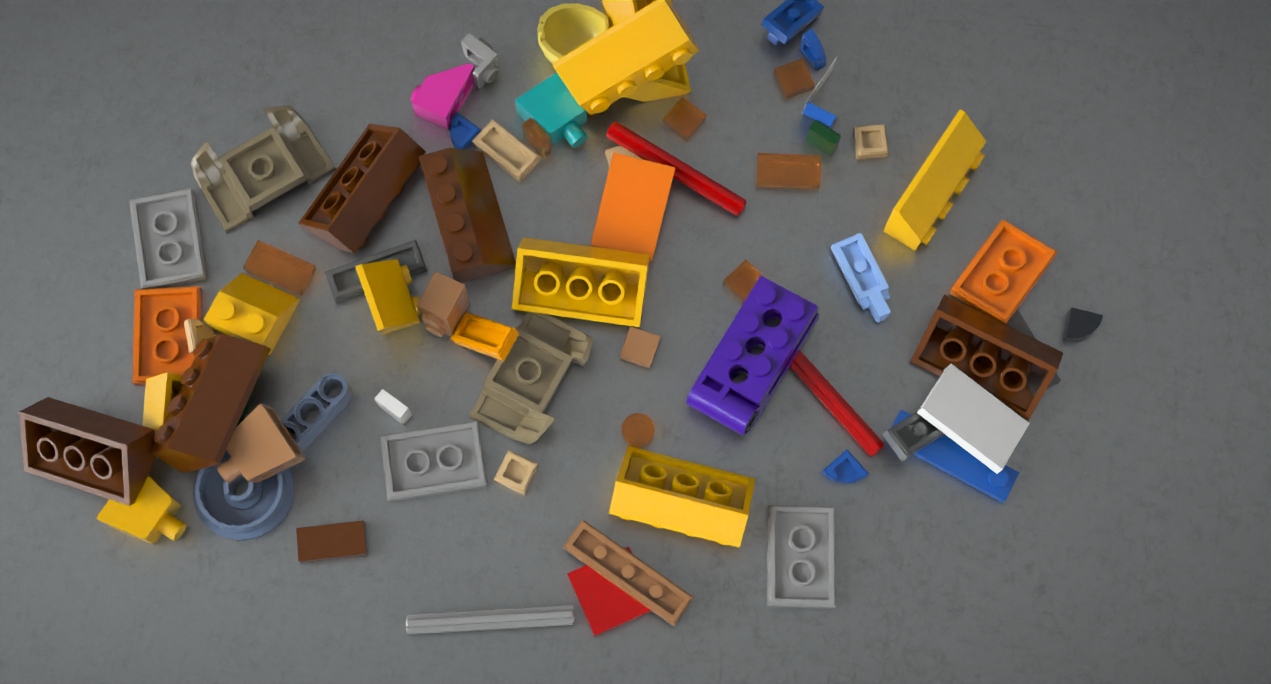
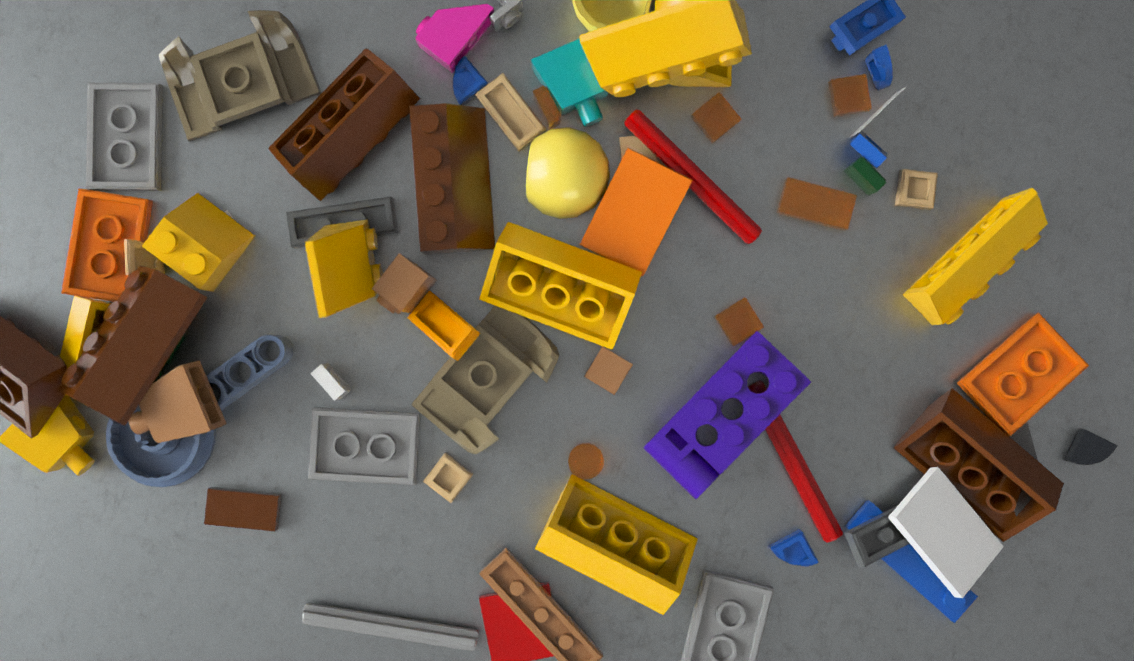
camera: 15 degrees right, 15 degrees up
(279, 268) = (238, 196): clear orange tile -> none
(565, 189) = (566, 173): none -> light yellow cylinder
(863, 275) = (868, 343): light blue hinge -> none

